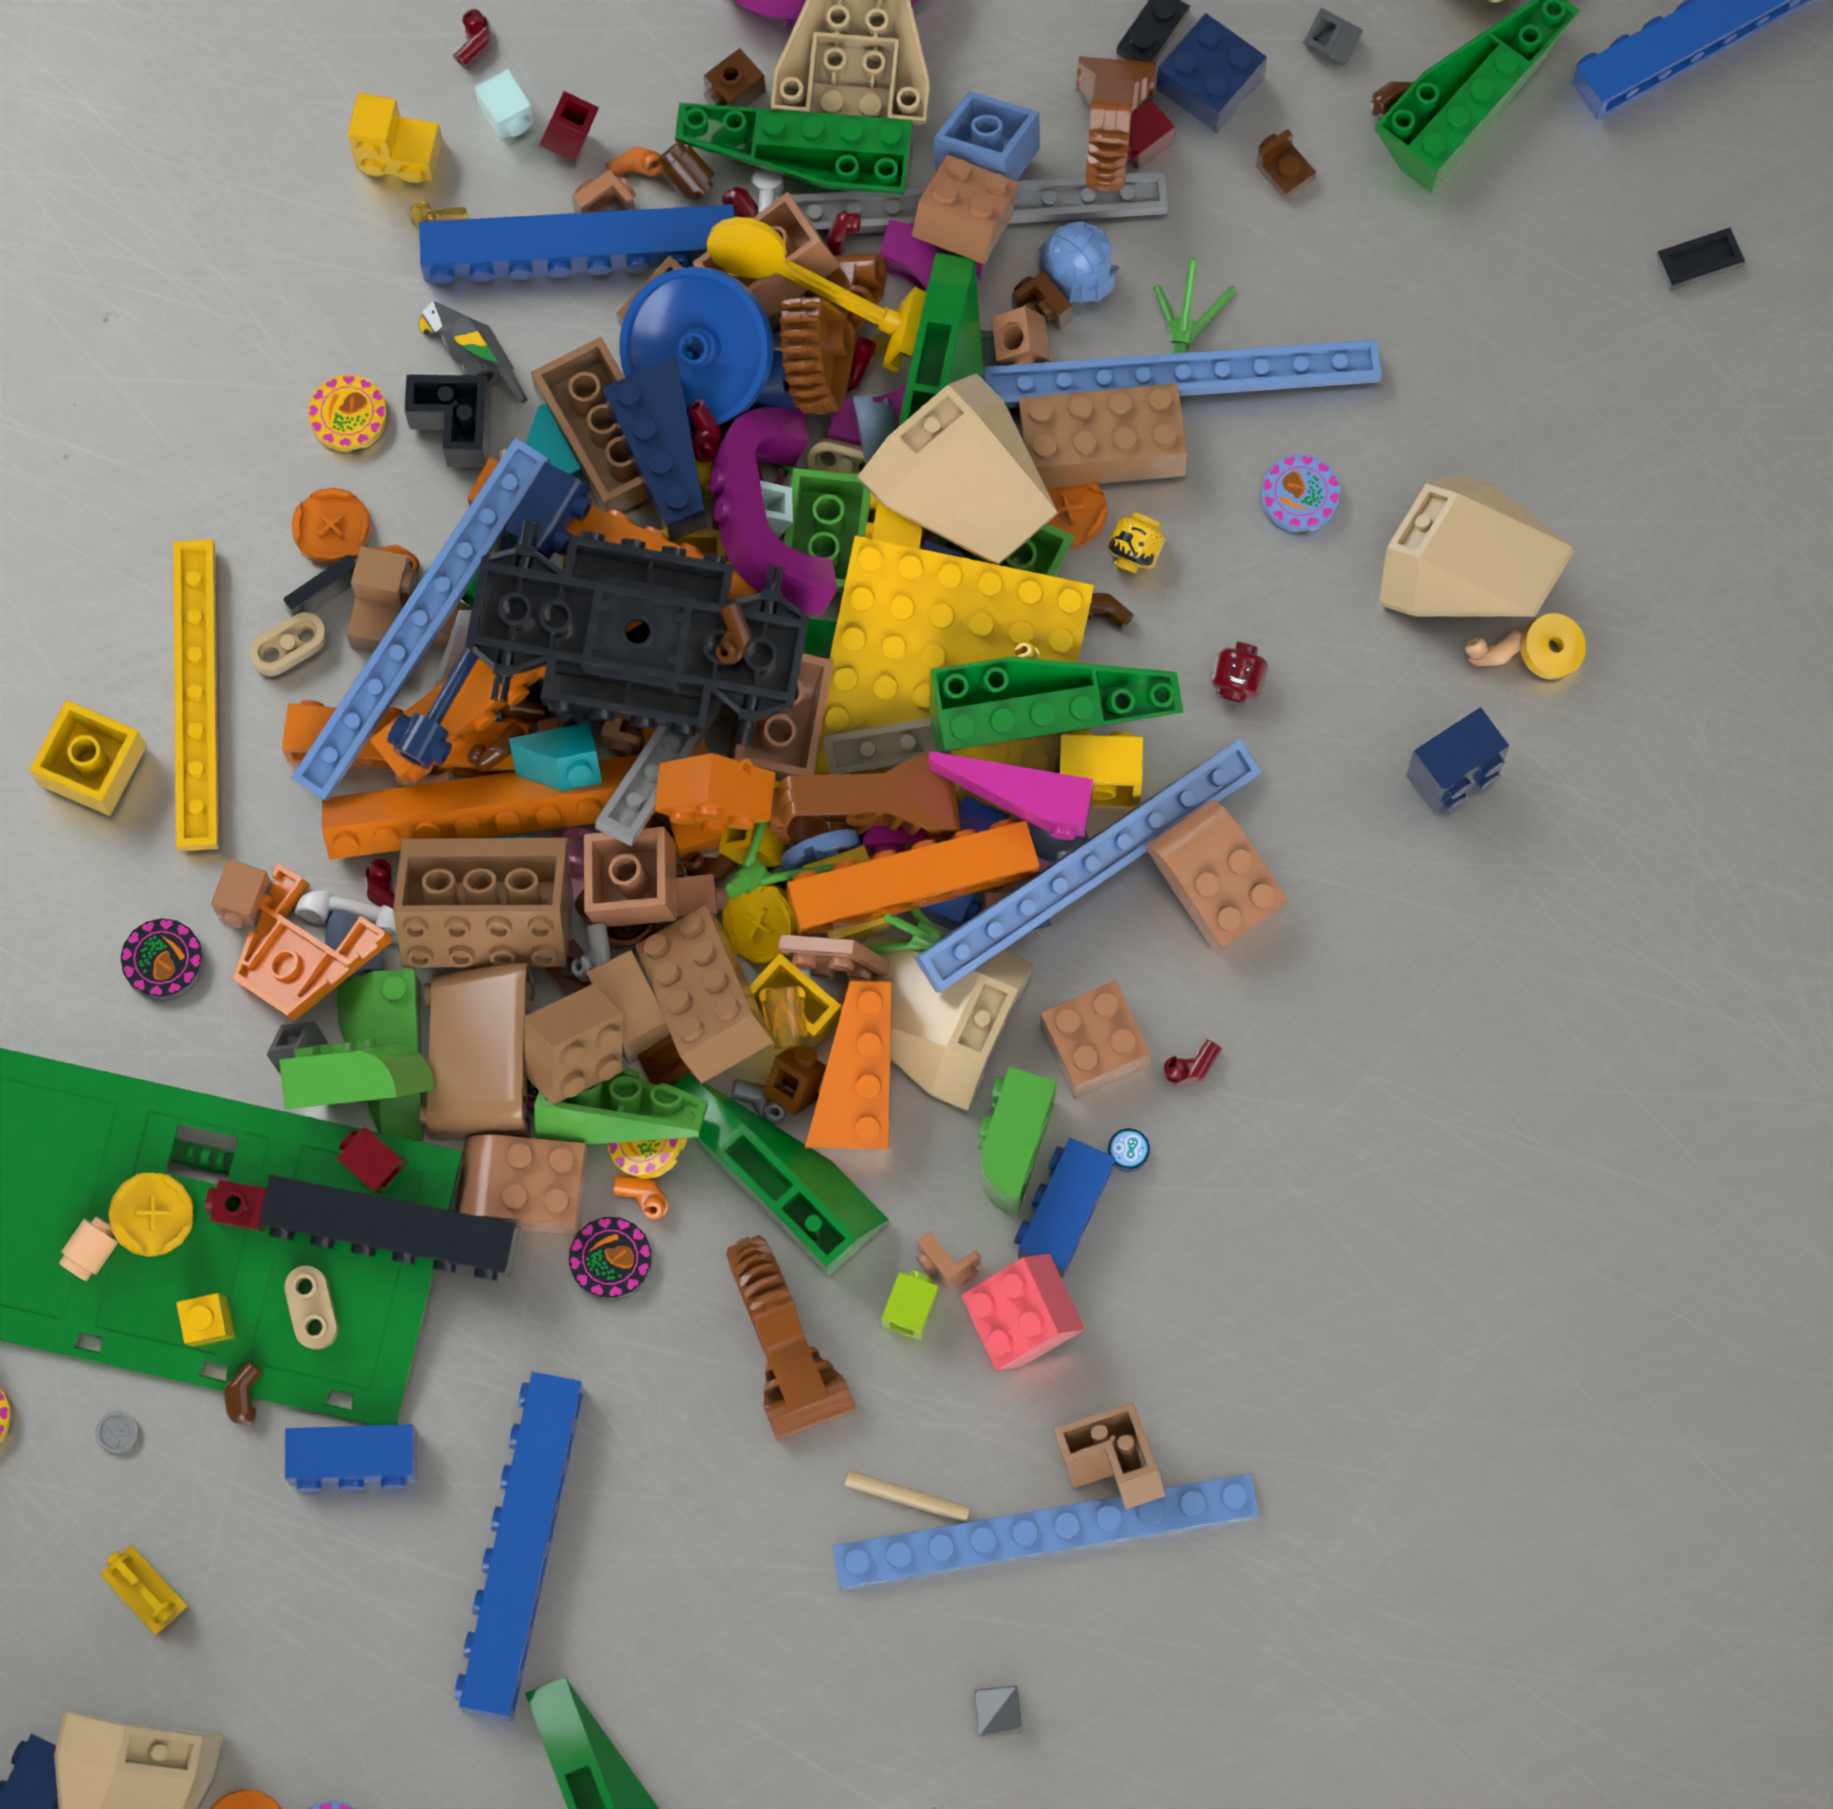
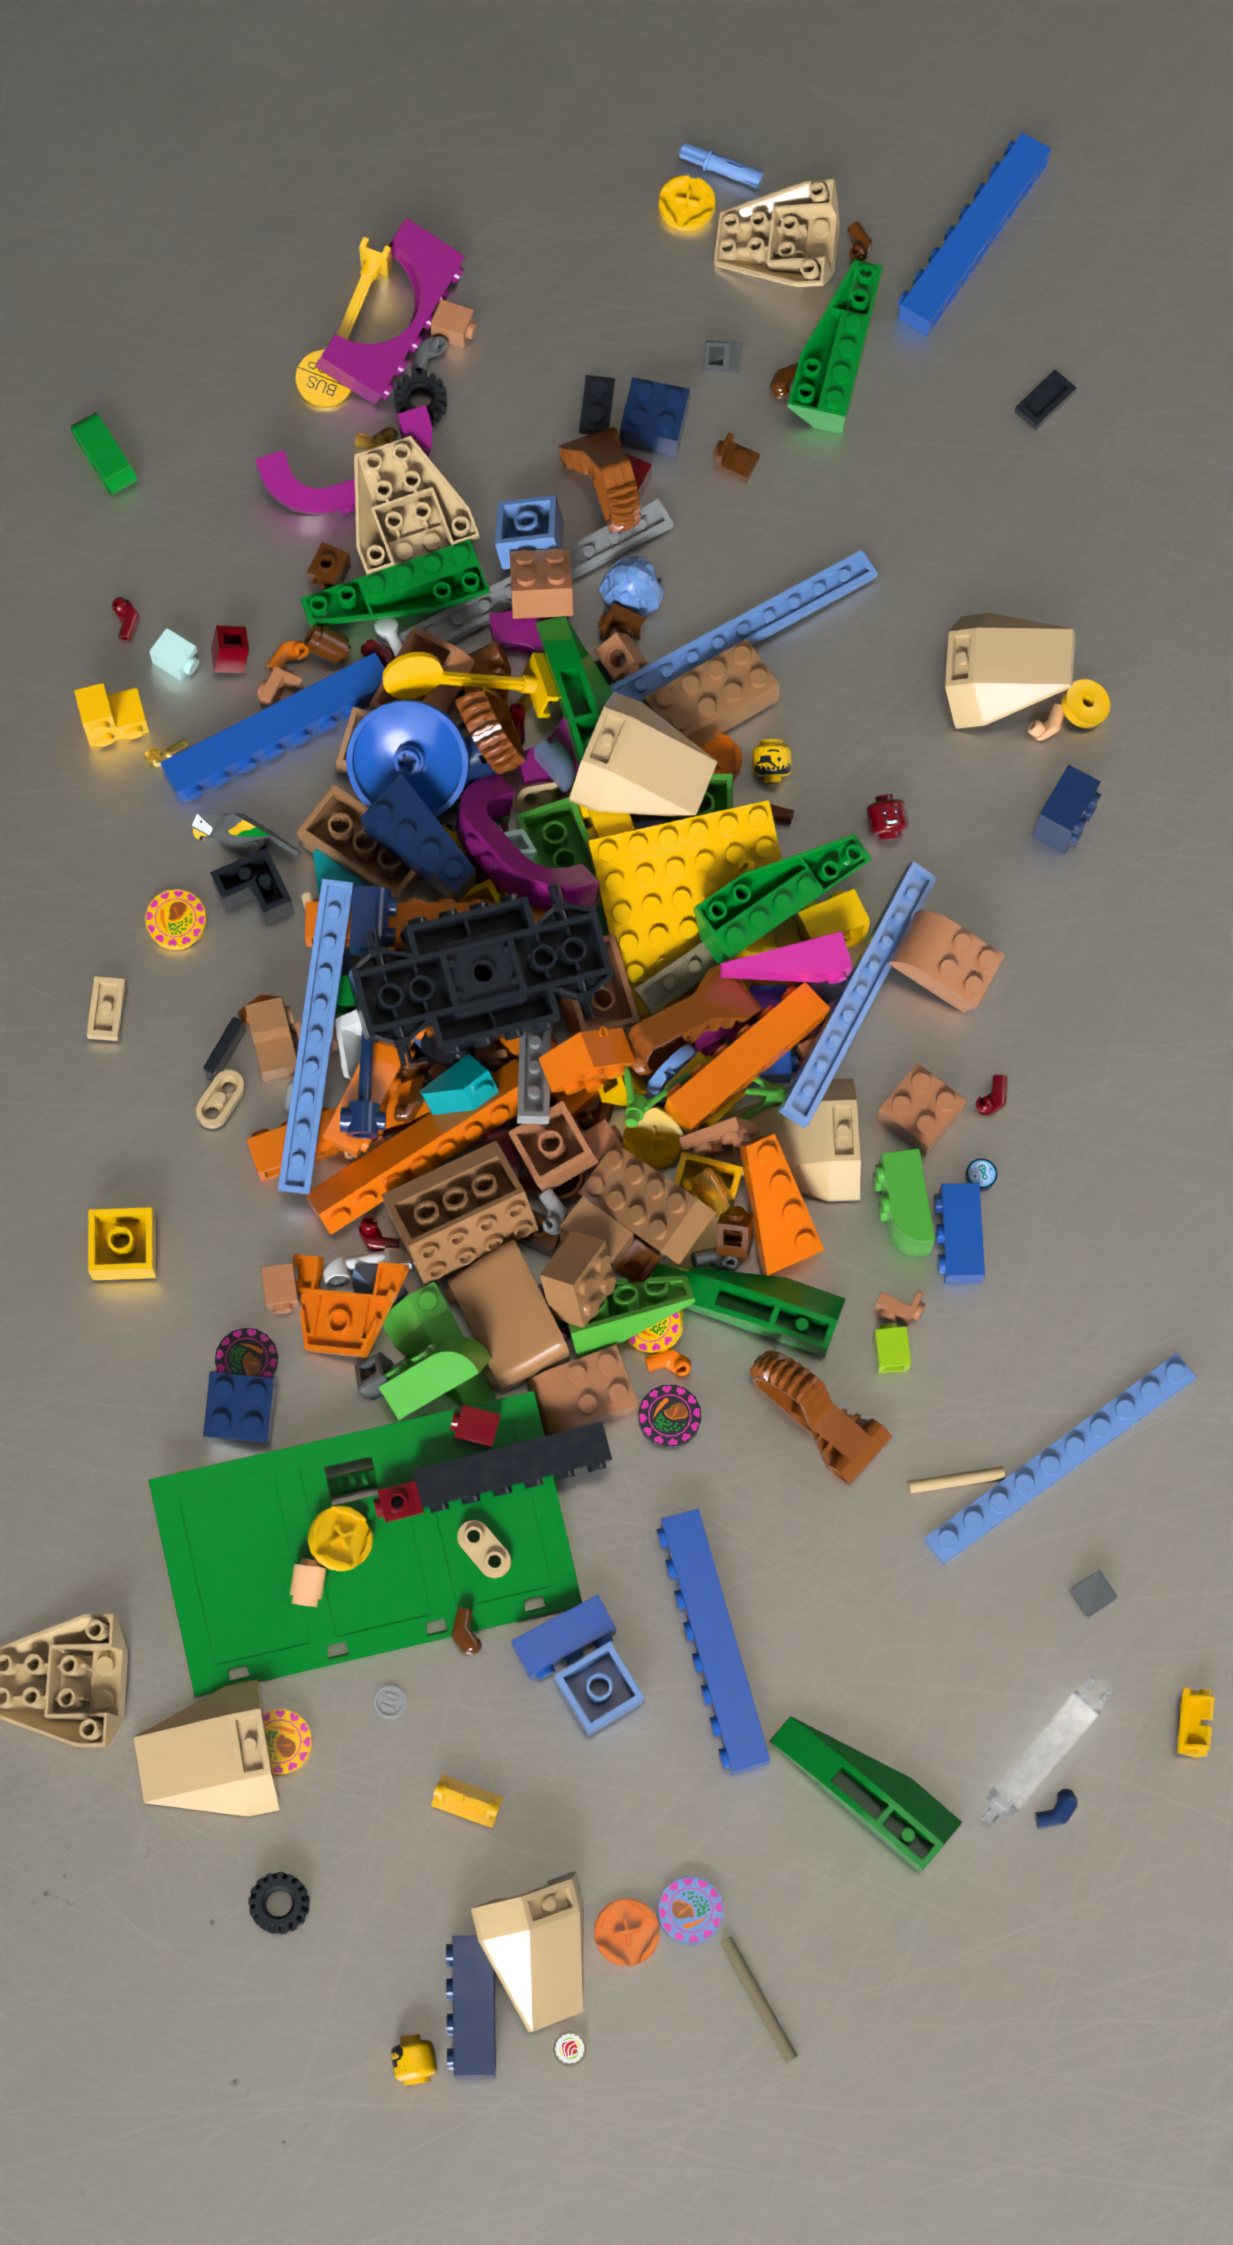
camera: 30 degrees left, 0 degrees up
(122, 1008) = (240, 1406): none -> dark blue brick
(195, 695) = (173, 1165): yellow plate -> none
(205, 1319) = (416, 1592): yellow brick -> none
(214, 479) = (106, 1008): none -> tan plate
(331, 526) = (206, 1004): orange tile -> none
(357, 1534) = (599, 1688): none -> medium blue brick
(706, 433) = (443, 814): dark red arm -> none
(736, 637) = (554, 944): reddish brown arm -> none
(843, 224) = (458, 634): dark red arm -> none
(1022, 1312) = (973, 1316): coral brick -> none
(1111, 1446) = (1082, 1376): medium nougat brick -> none
(1183, 329) = (727, 600): bright green plant -> none
(1300, 493) = (863, 677): medium blue tile -> none

